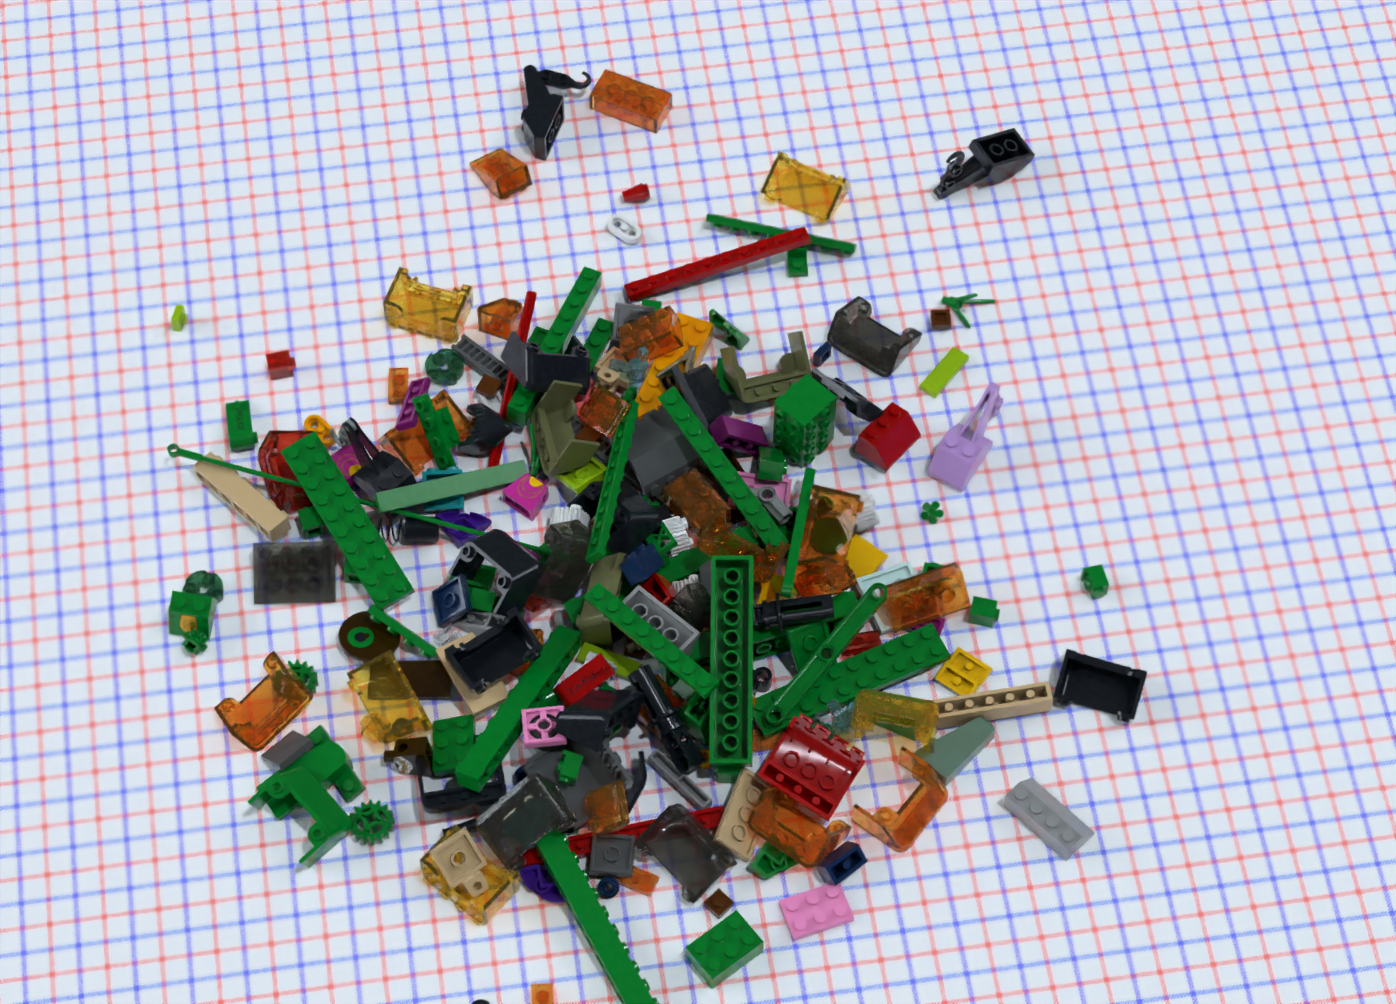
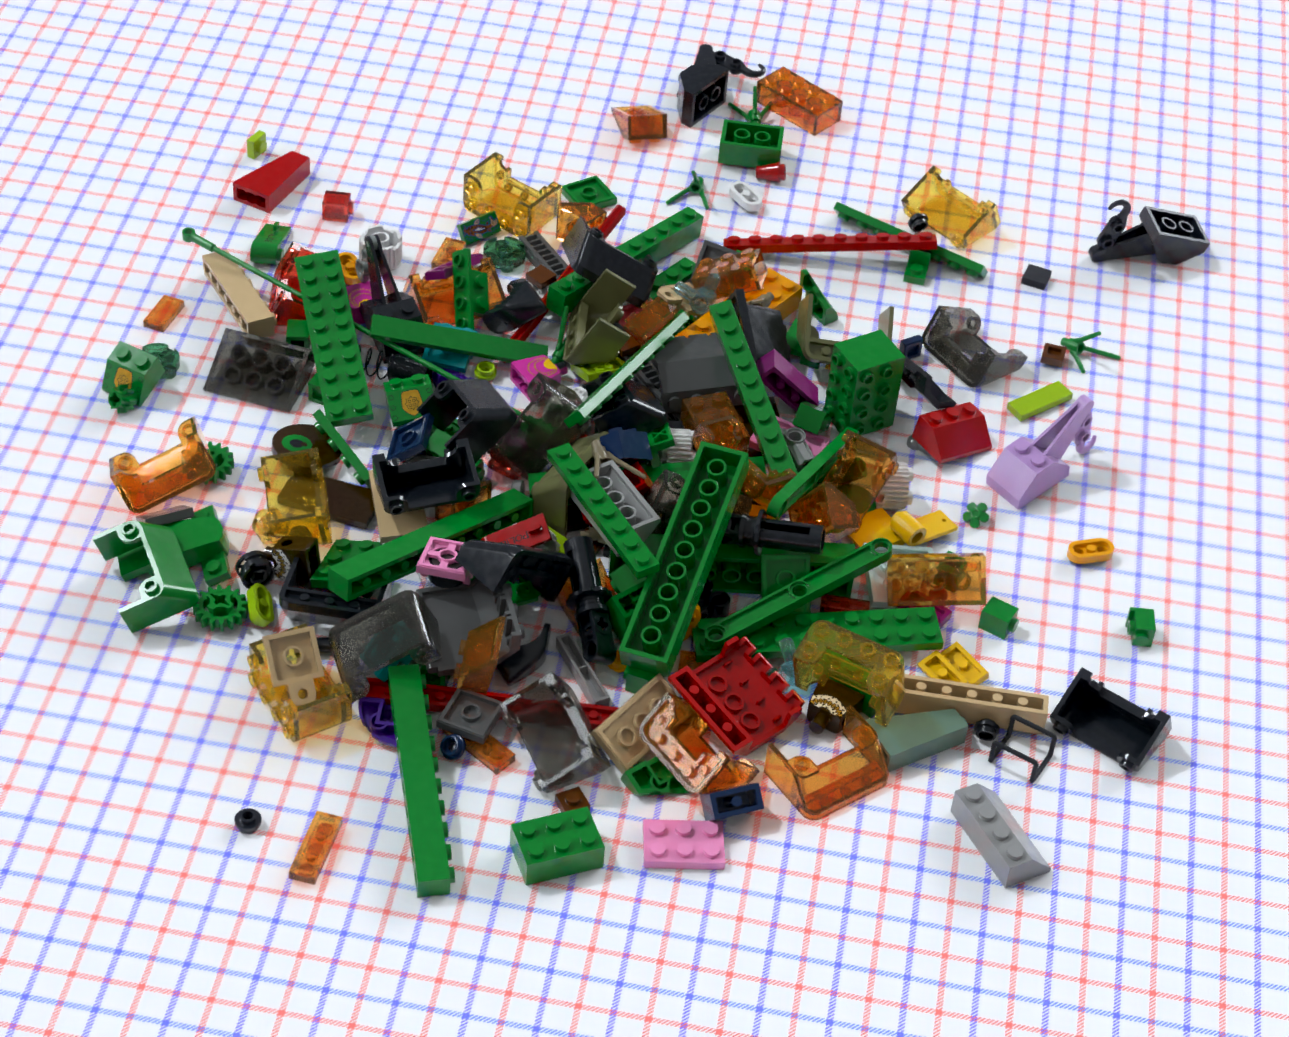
camera: 15 degrees right, 15 degrees down
(183, 534) = (163, 313): none -> clear orange tile
(212, 356) = (272, 182): none -> red slope
(339, 401) = (390, 242): none -> white brick
(383, 777) = (256, 569): none -> black wheel
(401, 808) = (260, 605): none -> lime plate
(412, 347) = (479, 227): none -> tile
(433, 560) = (405, 396): none -> green slope
(481, 498) = (485, 370): none -> lime plate
(489, 273) = (589, 190): none -> green tile
(569, 768) = (459, 608): green brick -> none
(577, 233) = (695, 187): none -> green plant
(596, 131) = (753, 115): none -> green plant
(609, 170) = (750, 144): none -> green brick
(628, 582) = (601, 456): none -> dark tan plant
(781, 208) = (918, 222): none -> black plate
(884, 745) = (829, 706): none -> dark brown torso
(895, 543) = (921, 529): none -> yellow door
(898, 234) = (1036, 277): none -> black piece
(1008, 723) = (986, 729): none -> black plate
(1031, 517) = (1090, 551): none -> light orange plate
(1057, 745) = (1036, 771): none -> black piece

